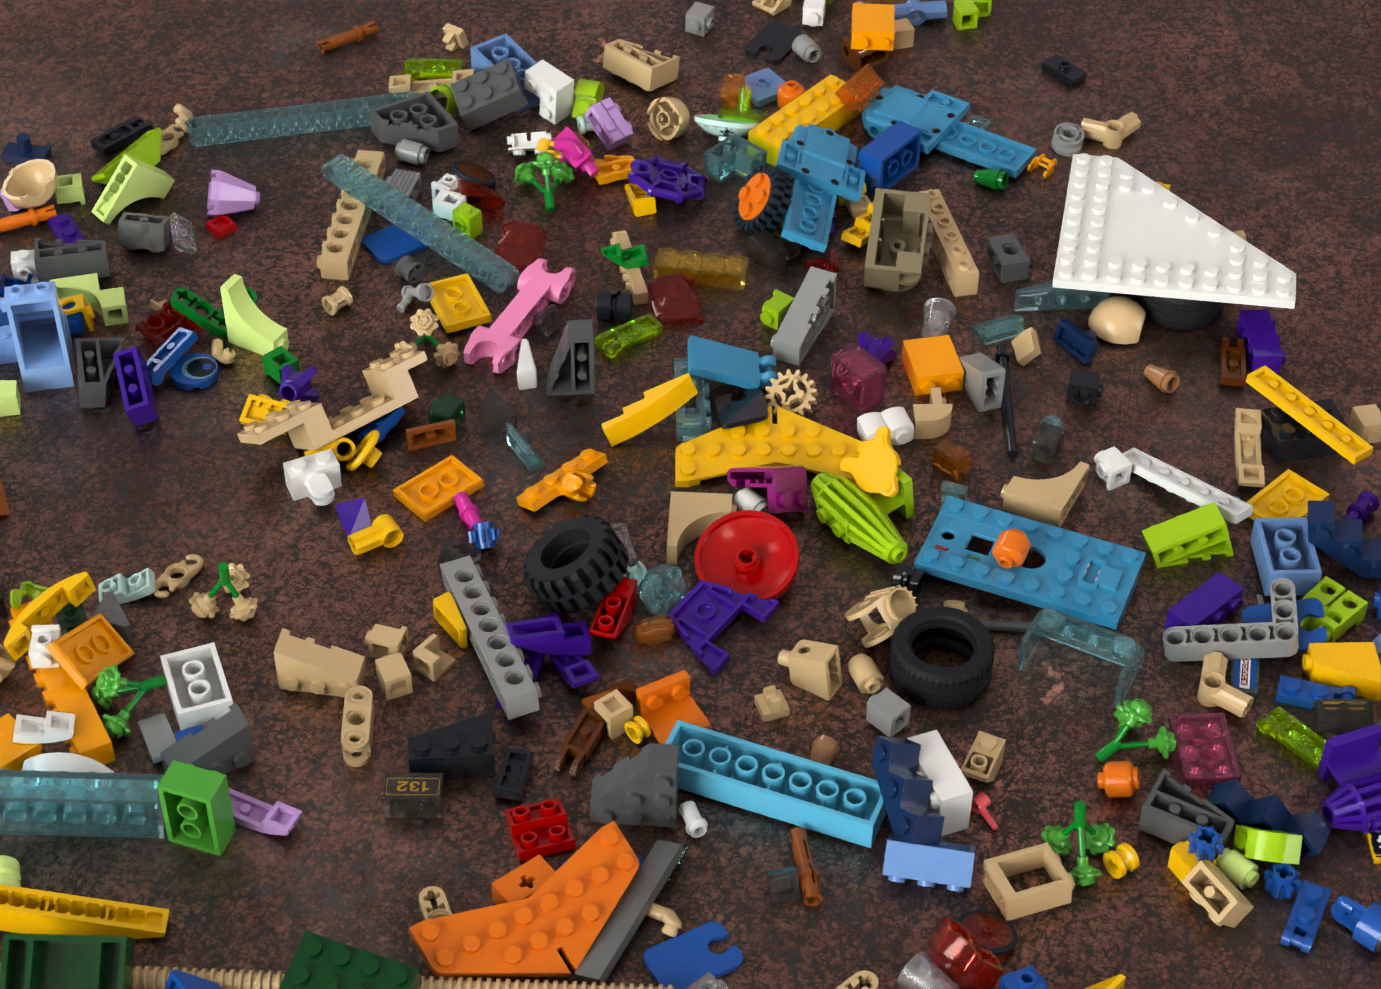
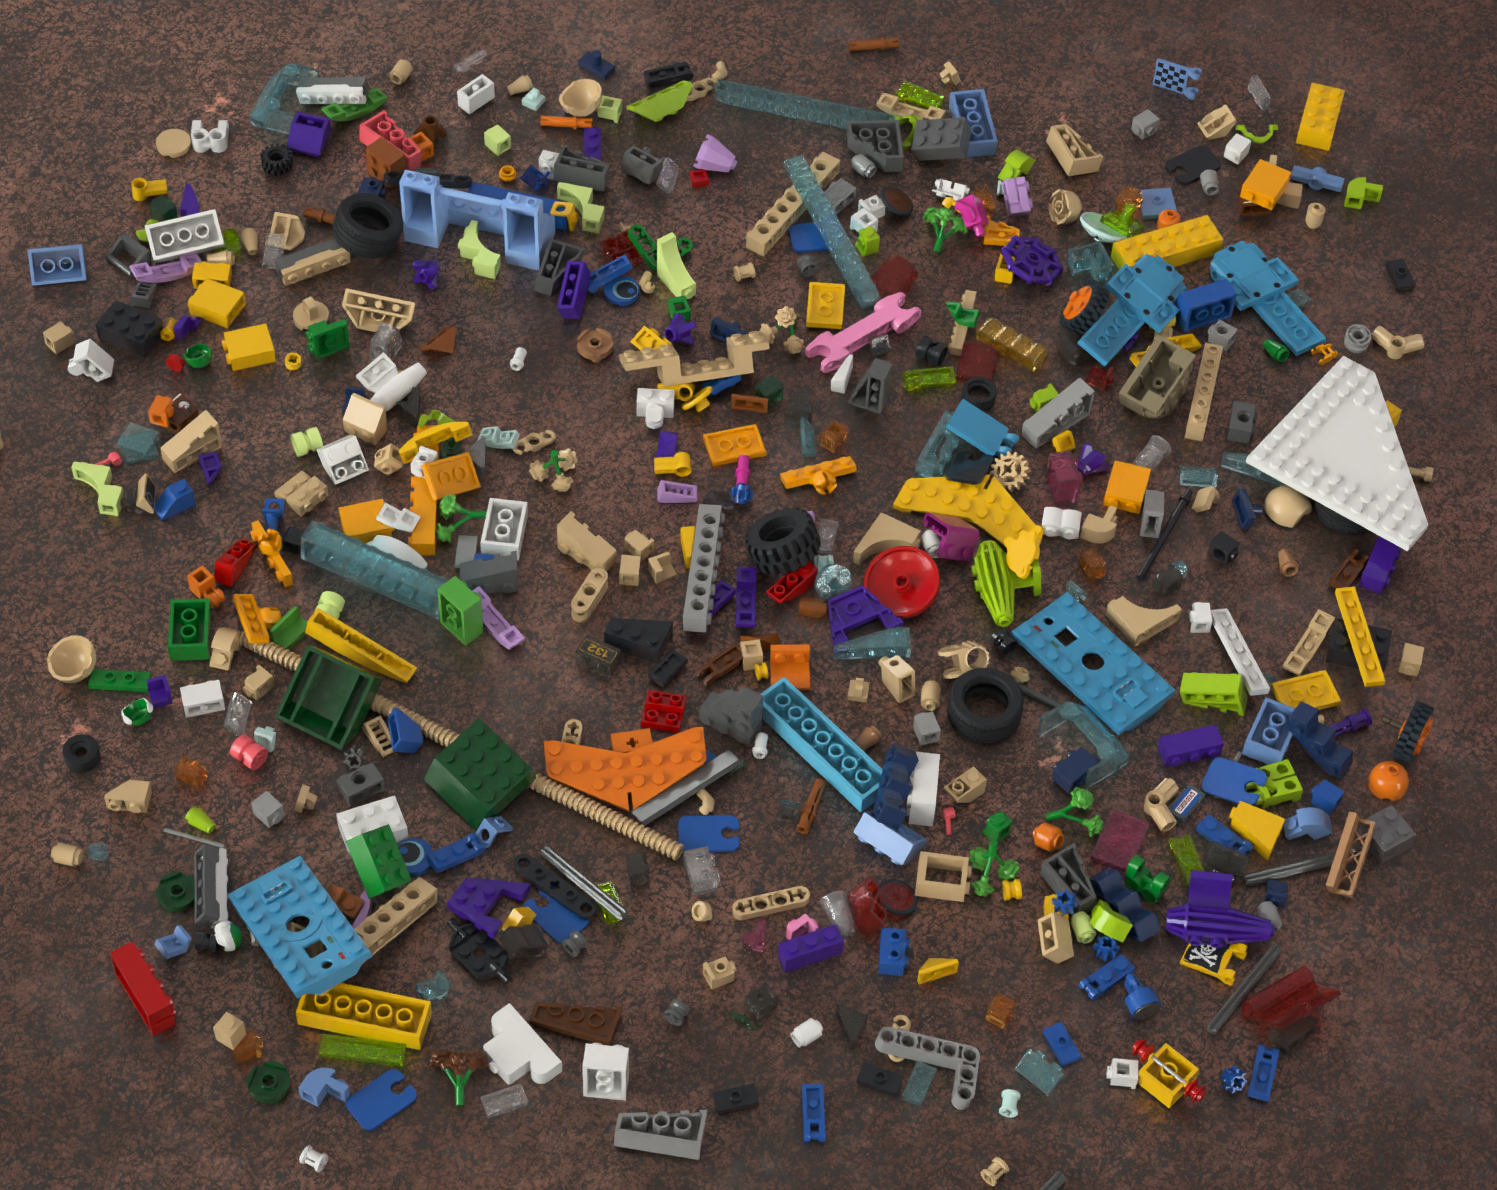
camera: 25 degrees right, 10 degrees up
(103, 492) = (516, 362): none -> white pin
(130, 183) = (651, 121): yellowish green arch -> none
(183, 441) = (598, 352): none -> medium nougat plate
(350, 368) = (722, 329): none -> dark blue tile
(397, 566) = (666, 488): none -> lavender slope
(423, 292) = (803, 288): light grey piece -> none
(486, 195) = (896, 224): clear red slope -> none
(550, 636) = (739, 584): dark purple slope -> none
(552, 88) = (989, 152): white brick -> none
(556, 433) = (833, 435): none -> clear orange brick
(656, 406) = (898, 446): yellow slope -> none
(696, 319) = (983, 384): none -> black tyre
(762, 642) = (883, 643): none -> clear light blue slope
(827, 345) = (1064, 441): none -> yellow tile
(860, 88) = (1217, 237): clear orange brick -> none
(924, 179) = (1222, 334): none -> light grey brick
(939, 43) = (1315, 215): none -> tan brick
(1011, 548) = (1079, 649): orange head -> none
(1052, 793) = (996, 824): none -> green brick
(1096, 687) = (1073, 769): none -> dark blue brick
(1193, 642) = (1198, 776): light grey beam -> none
(1284, 781) = (1141, 880): none -> green piece

